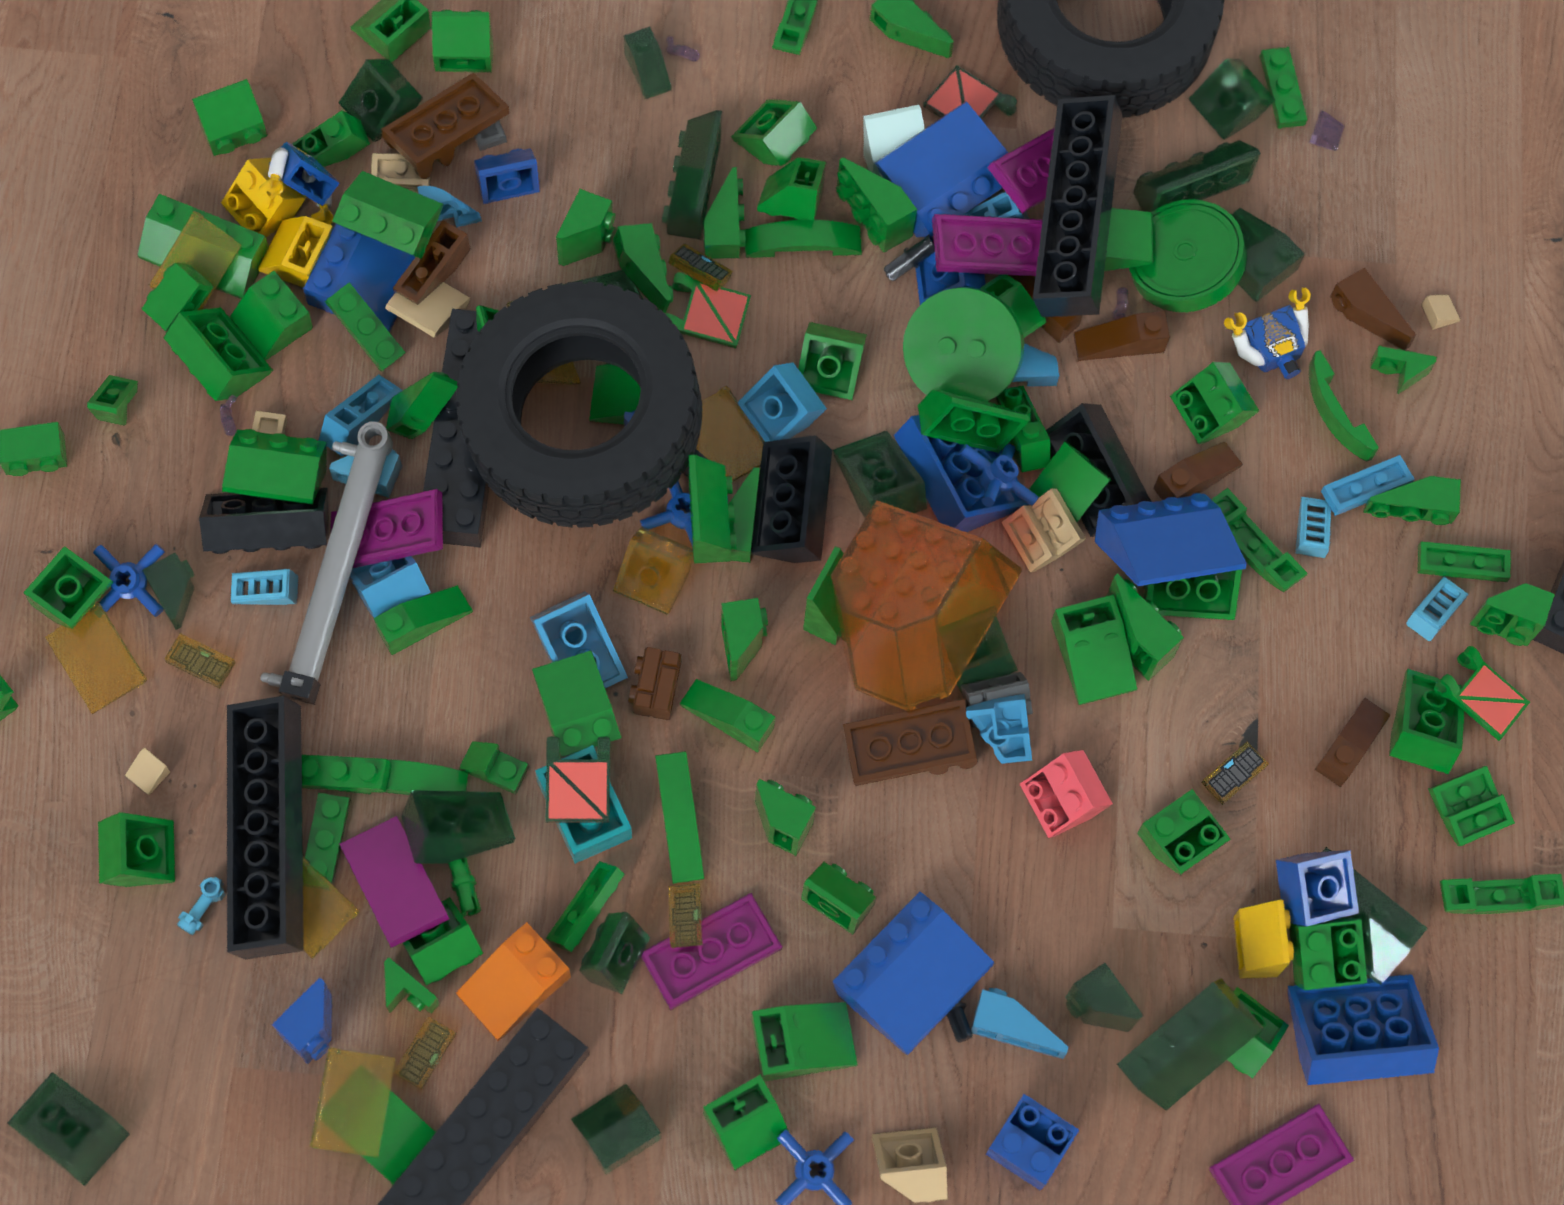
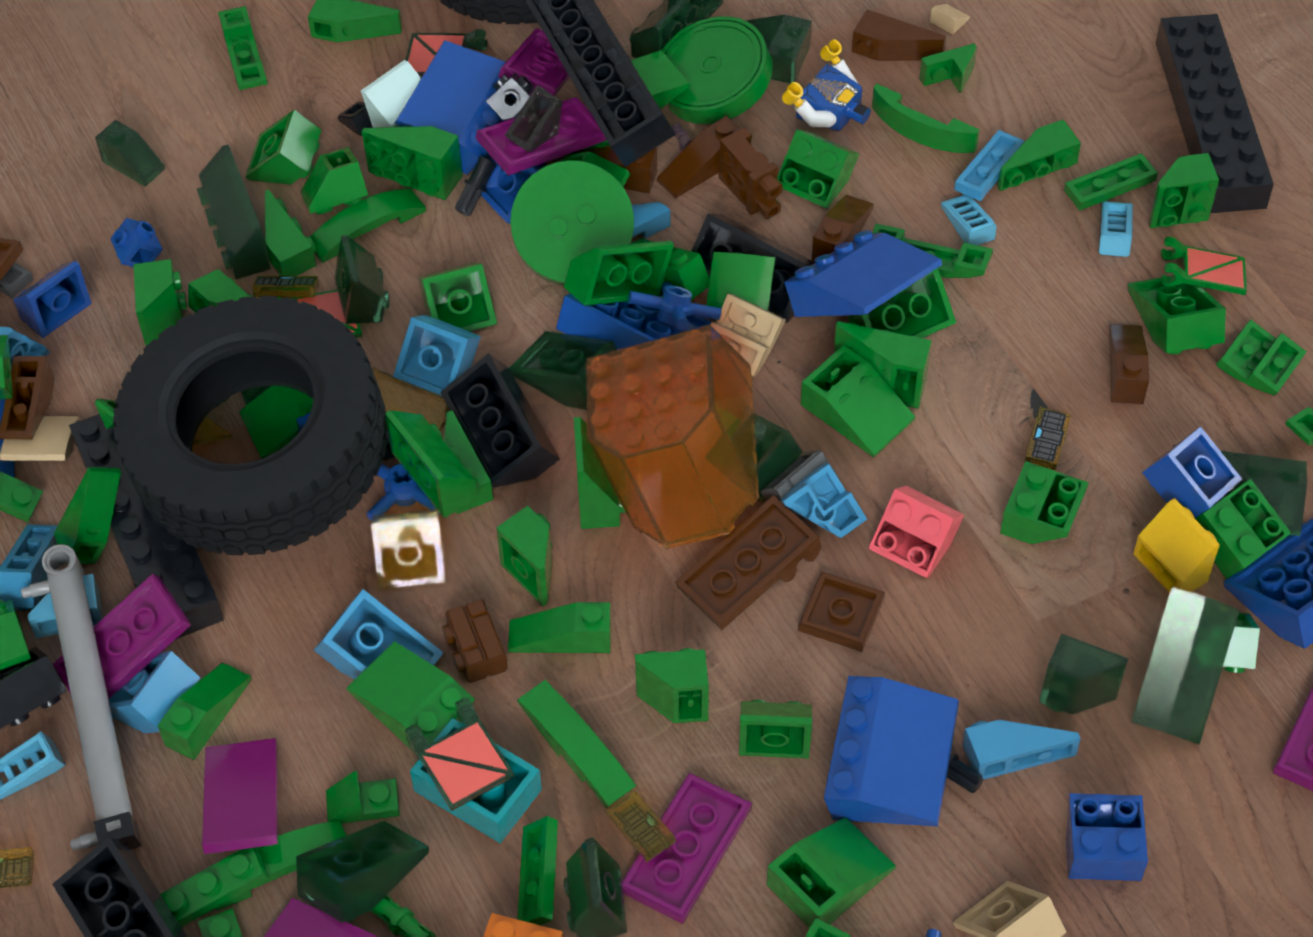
camera: 25 degrees left, 15 degrees down
(403, 712) = (240, 796): none -> magenta tile
(602, 159) = (136, 242): none -> blue brick
(681, 50) = (156, 132): clear purple piece -> none
(758, 303) = (359, 284): none -> clear green slope
(854, 129) = (356, 118): none -> black slope
(960, 826) = (841, 611): none -> reddish brown tile
(985, 195) = (503, 102): none -> brick
(987, 235) = (536, 121): none -> clear smoke slope
(1148, 380) = (749, 174): none -> reddish brown hips

